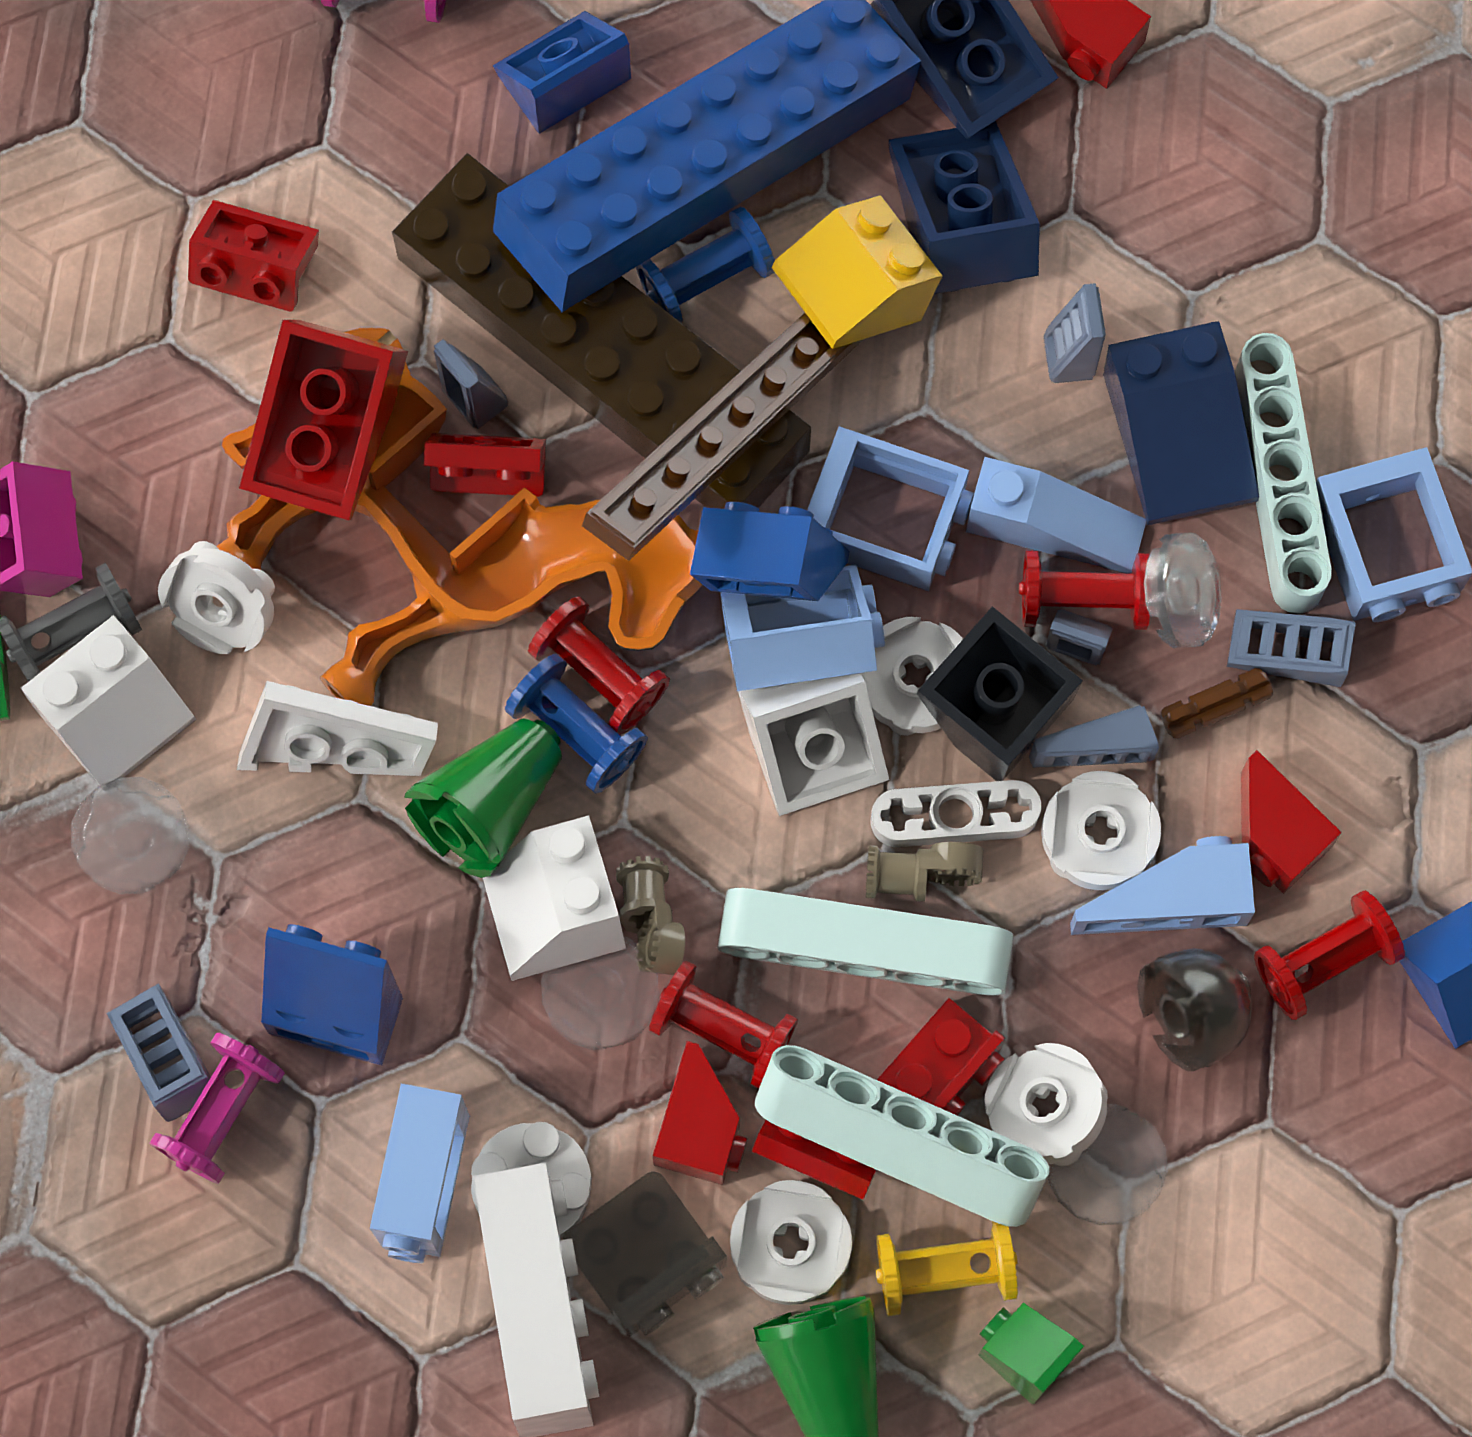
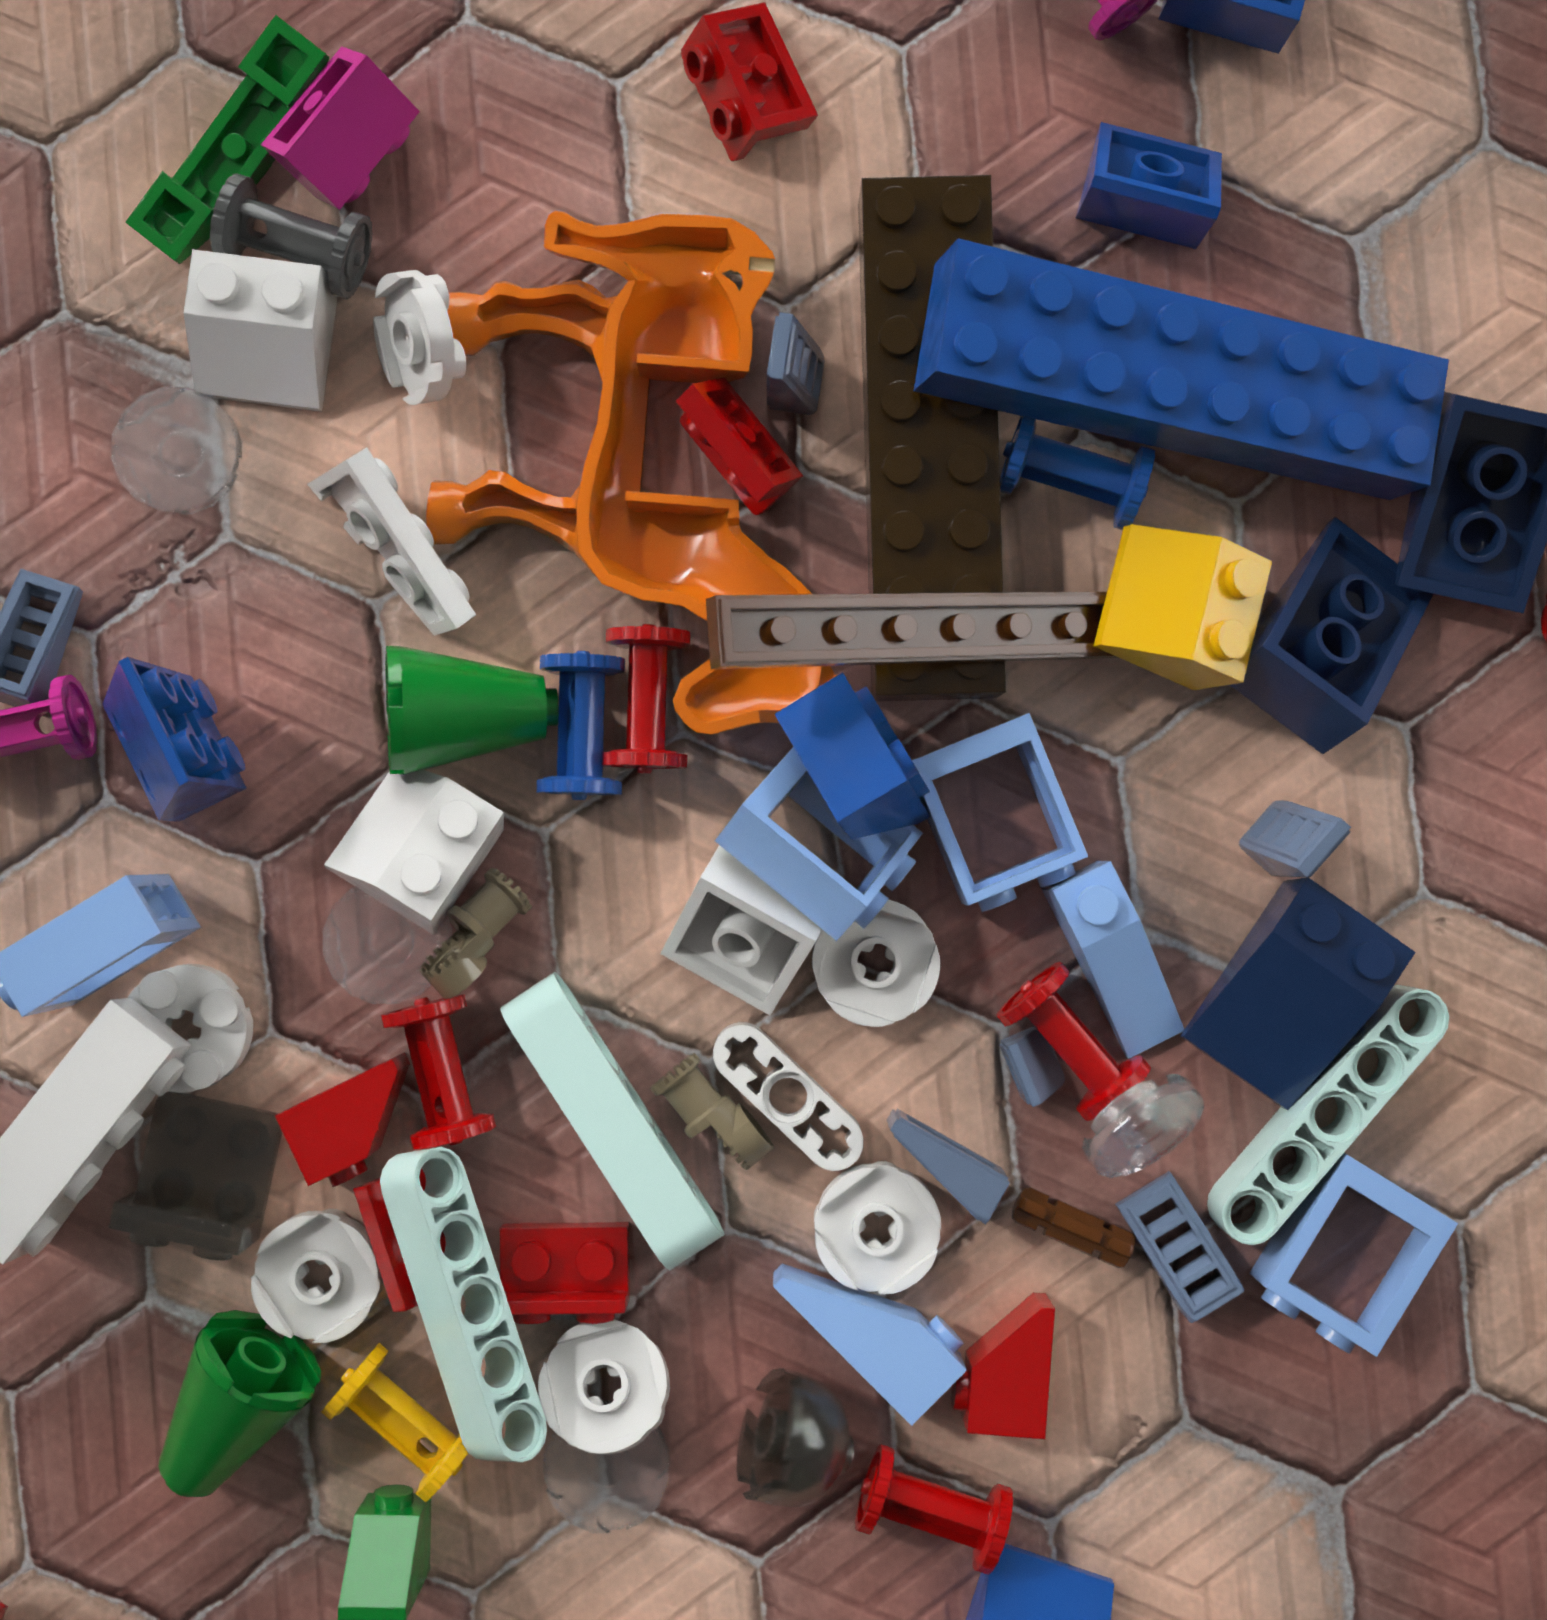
camera: 45 degrees right, 15 degrees up
(322, 417) = (638, 274): red slope -> none
(998, 694) = (913, 1055): black slope -> none

